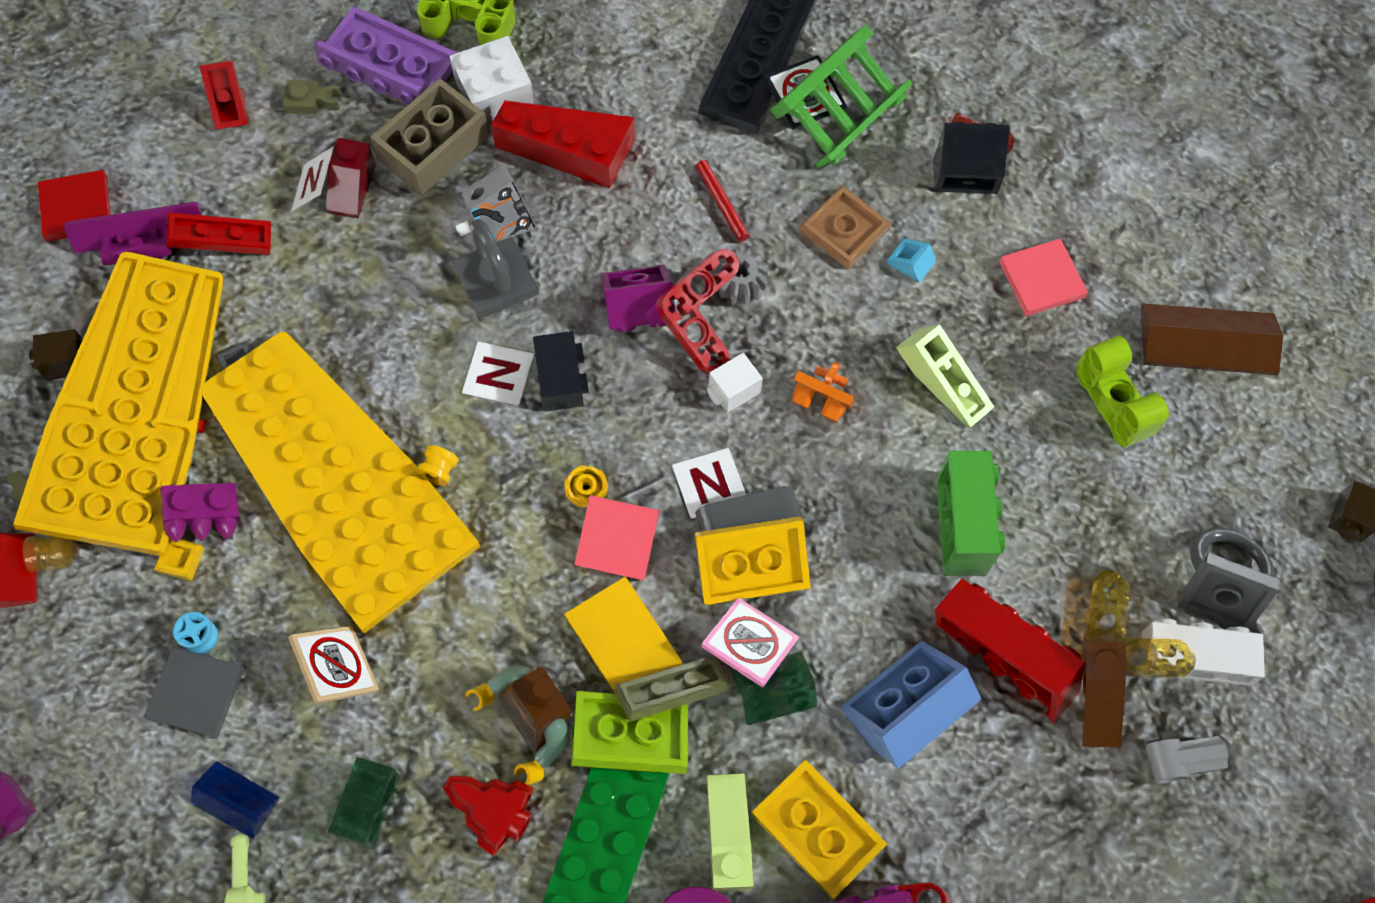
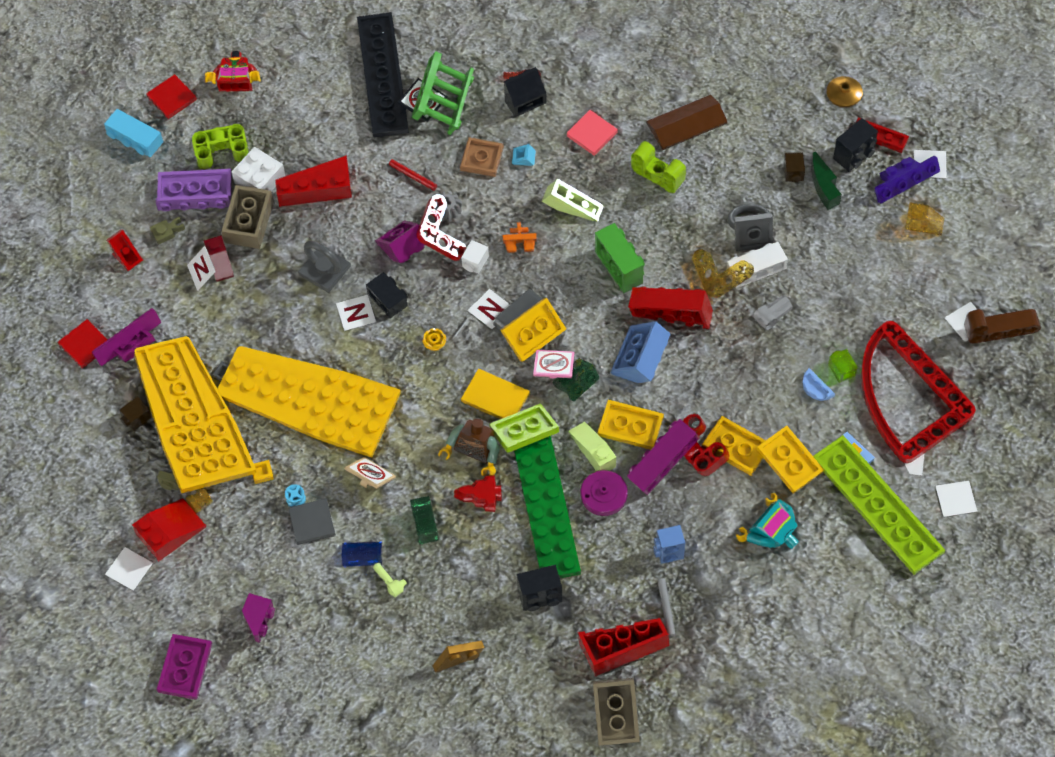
camera: 25 degrees left, 5 degrees down
(199, 507) = (257, 443): magenta plate -> none
(218, 233) = (173, 317): red tile -> none
(437, 465) = (357, 366): yellow wheel -> none
(496, 203) = (304, 229): light grey torso -> none
(617, 537) = (464, 353): coral tile -> none
(672, 688) = (531, 401): olive tile -> none
(1103, 690) = (721, 301): reddish brown slope -> none

